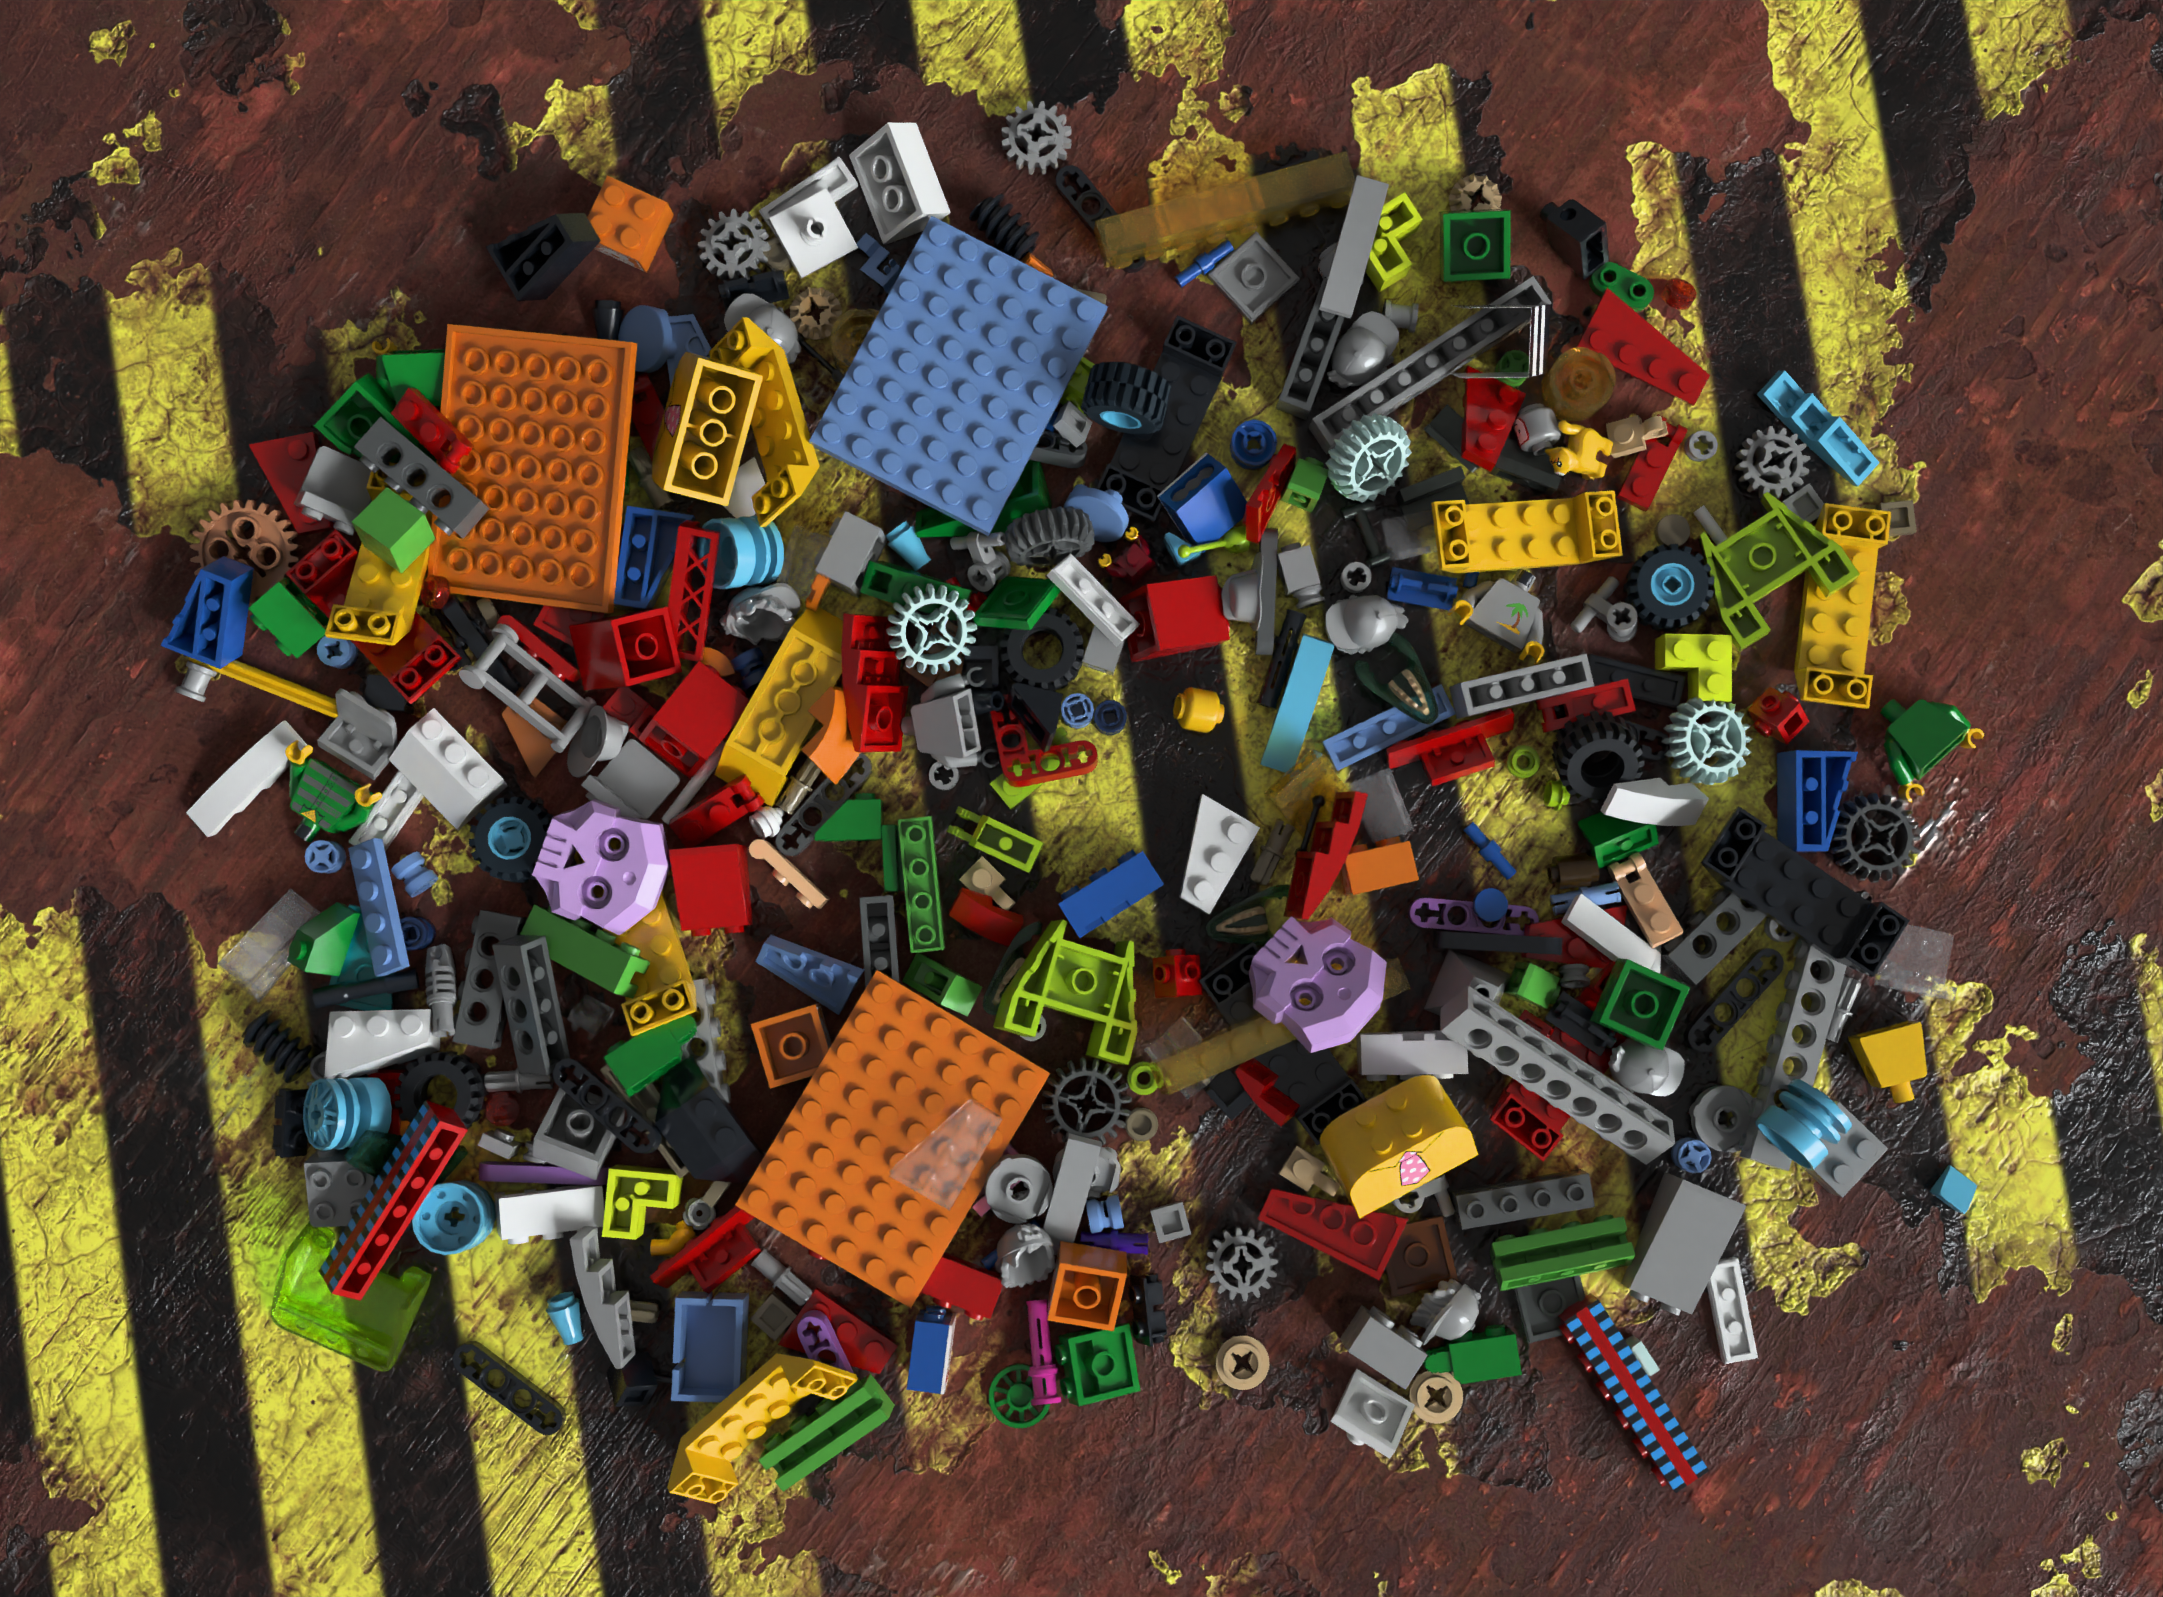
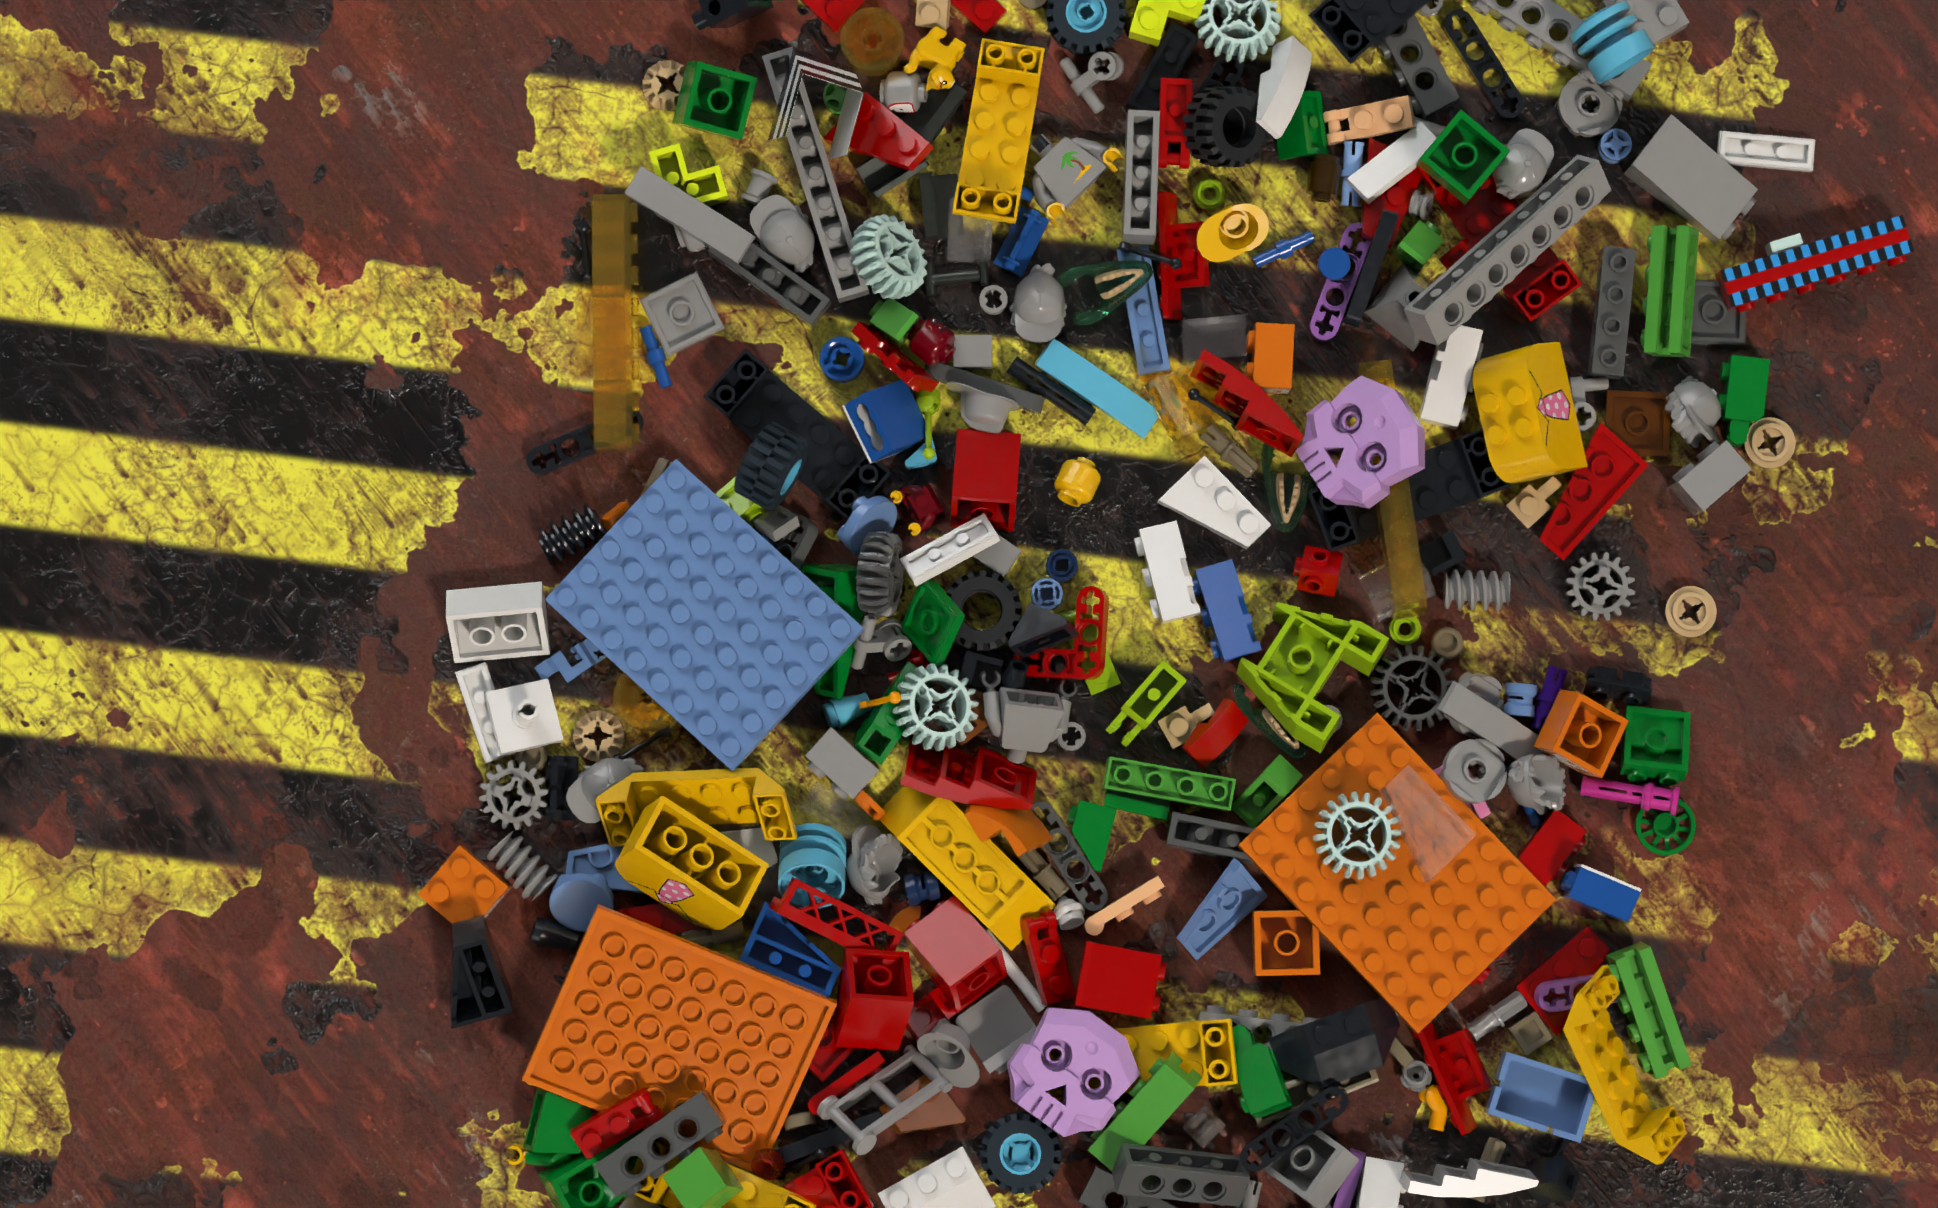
camera: 70 degrees left, 0 degrees up
(631, 1191) = (1377, 1127): neon yellow brick -> none
(665, 271) = (521, 866): none -> light grey piece
(927, 582) = (894, 697): none -> light orange hinge
(941, 1104) = (1367, 846): none -> light aqua gear
(1024, 133) = (478, 474): light grey gear -> none
(1132, 823) = (1167, 573): none -> white wedge
(1170, 1221) = (1543, 641): light grey plate -> none
(1203, 1140) = (1476, 589): none -> light grey piece
(1259, 1085) = (1441, 523): red slope -> none
(1296, 524) = (931, 341): none -> dark red head
(1309, 597) = (999, 348): light grey bush -> none
(1372, 1414) = (1768, 505): white tile -> none
(1445, 744) = (1175, 263): none -> black hinge
(1492, 793) = (1232, 232): none -> yellow piece
(1555, 794) = (1249, 173): lime plate -> none
(1575, 1021) = (1460, 218): black hinge -> none

